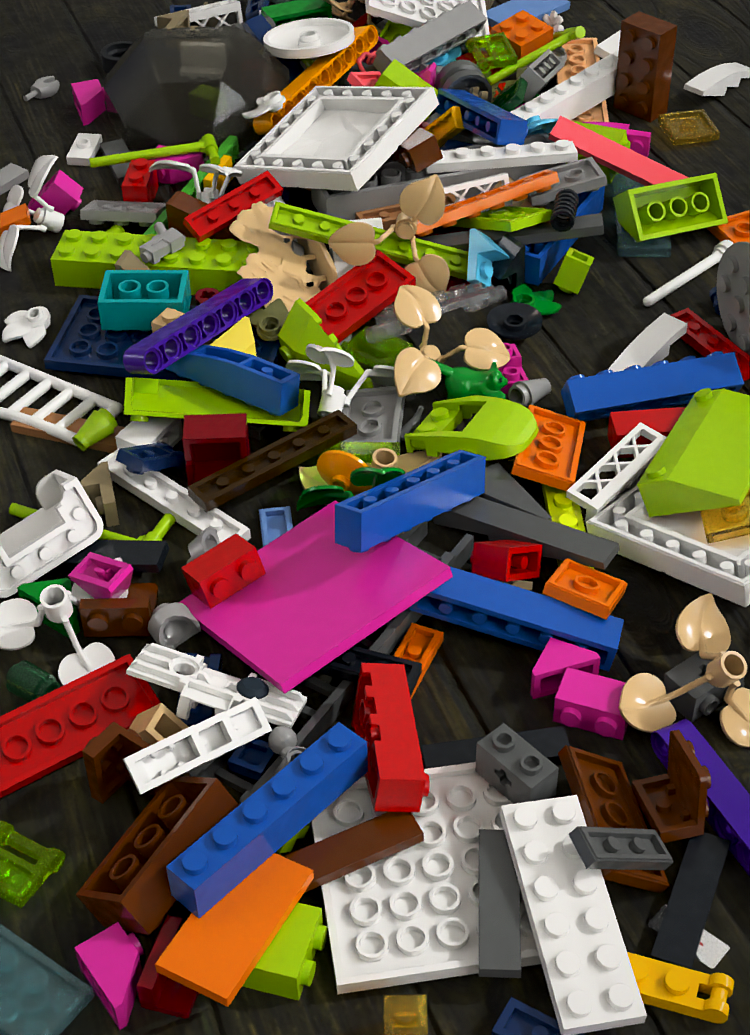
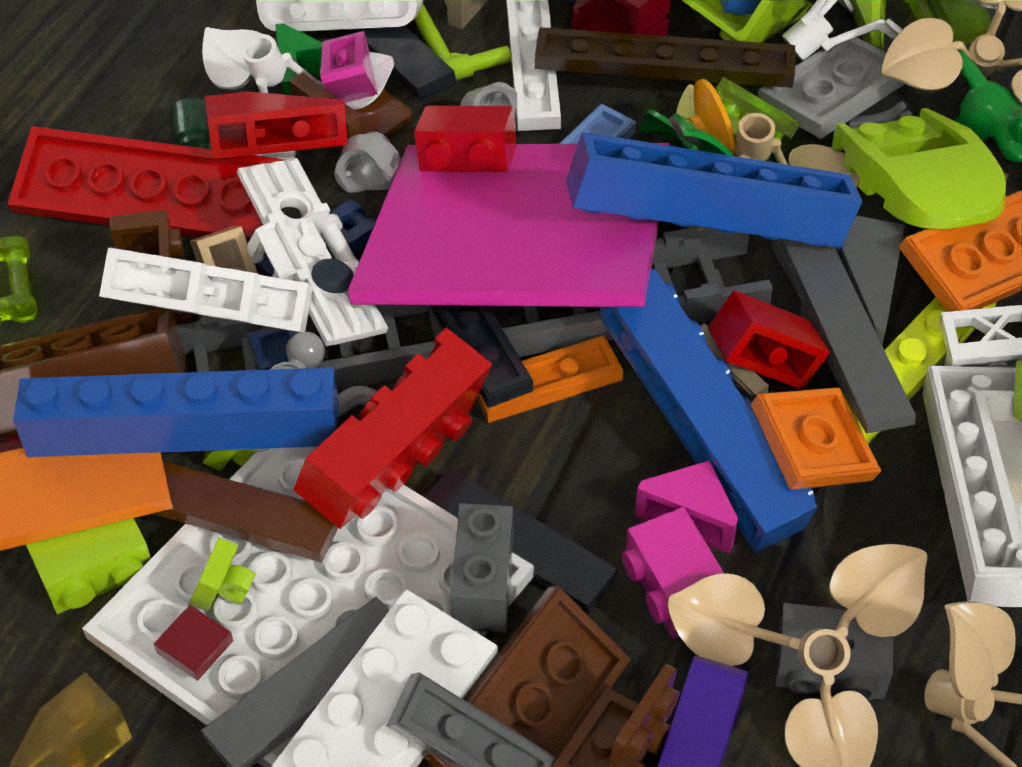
camera: 45 degrees right, 10 degrees up
(98, 639) = (272, 123): none -> red slope
(386, 888) = (220, 577): none -> lime tile
(412, 934) = (193, 642): none -> dark red tile

